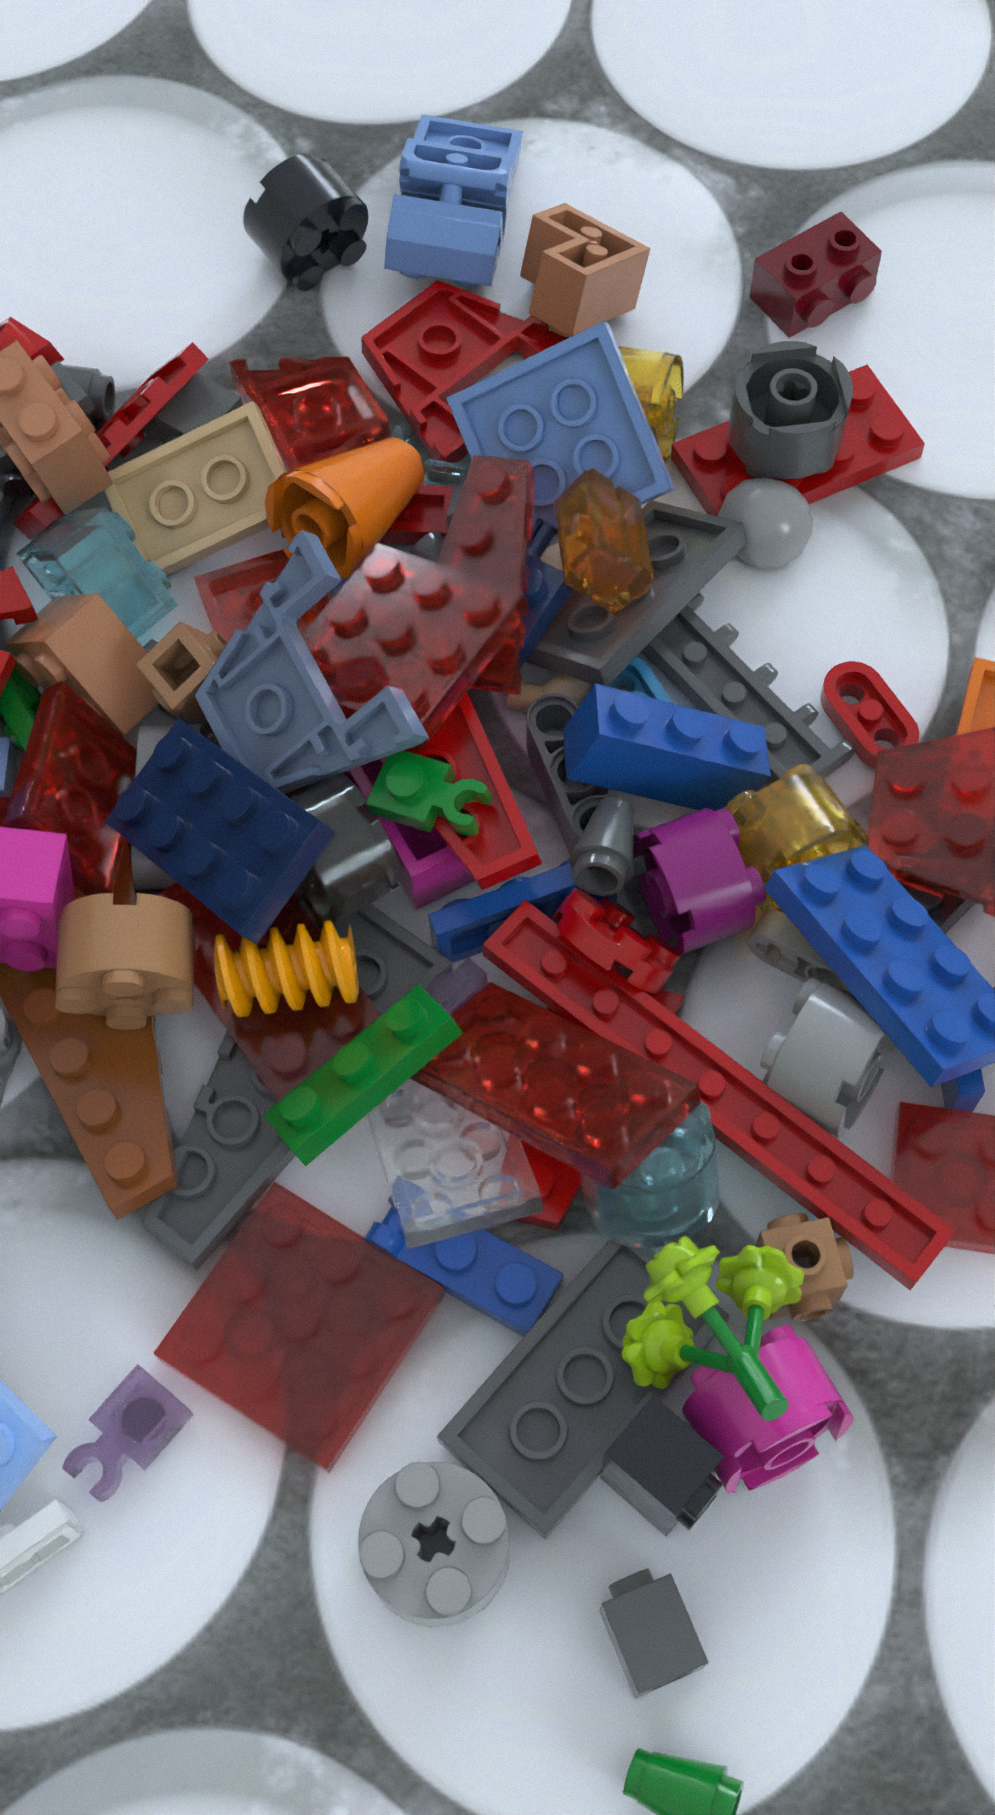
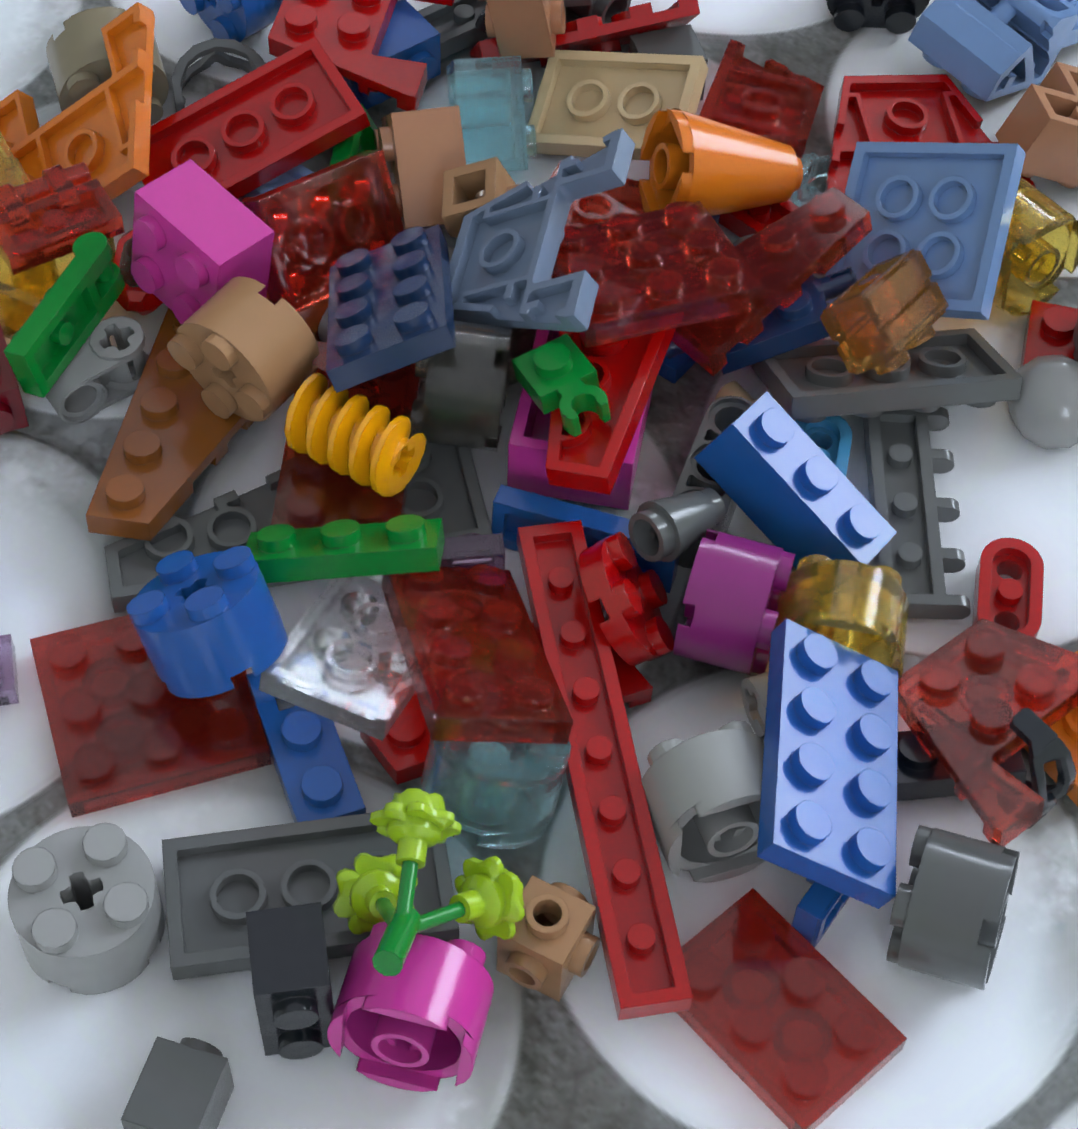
camera: 35 degrees right, 10 degrees down
(323, 1227) = (207, 621): none -> blue brick

